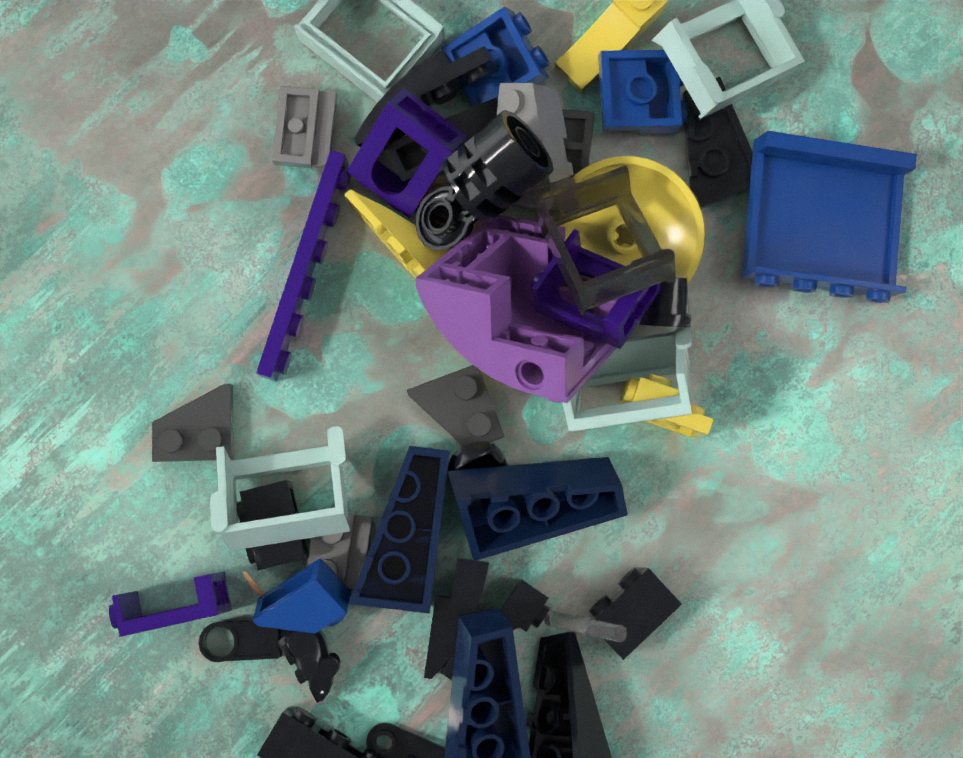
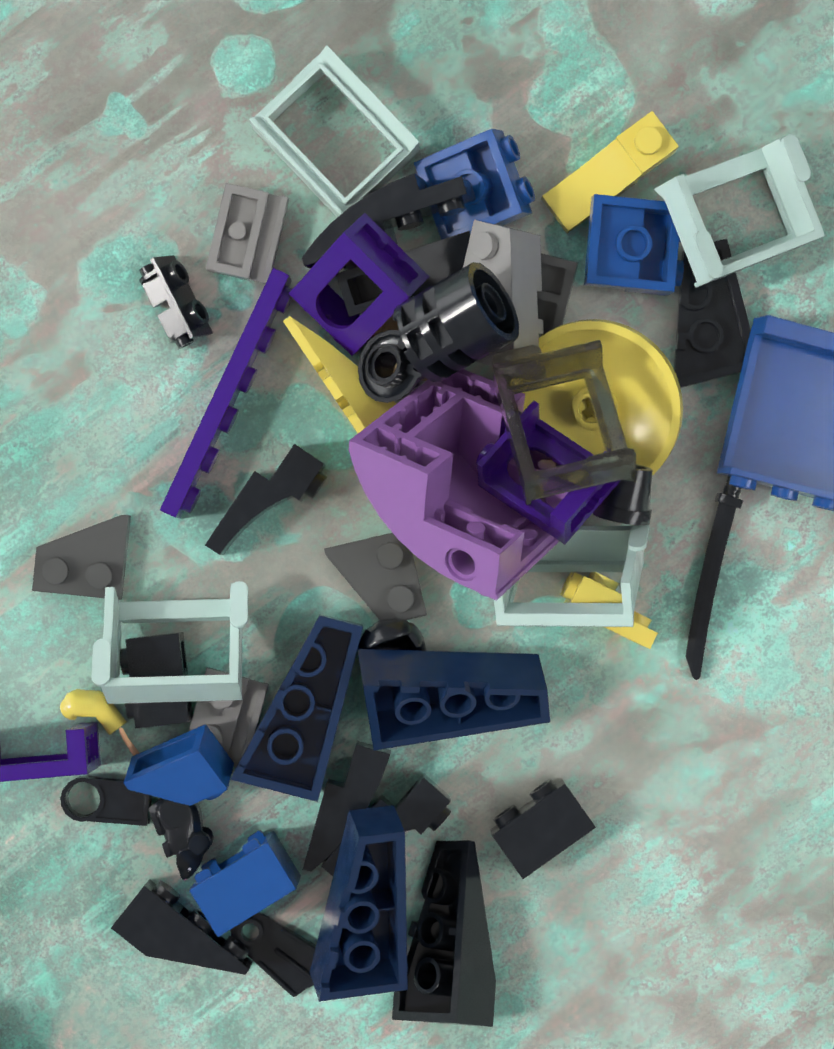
camera: 10 degrees right, 5 degrees up
(218, 555) = (92, 704): none -> light yellow arm
(240, 177) = (168, 282): none -> black hinge
(371, 332) = (295, 477): none -> black slope
(372, 697) = (244, 882): none -> blue container
(586, 626) = (486, 837): clear piece -> none
(754, 305) = (709, 576): none -> black sword

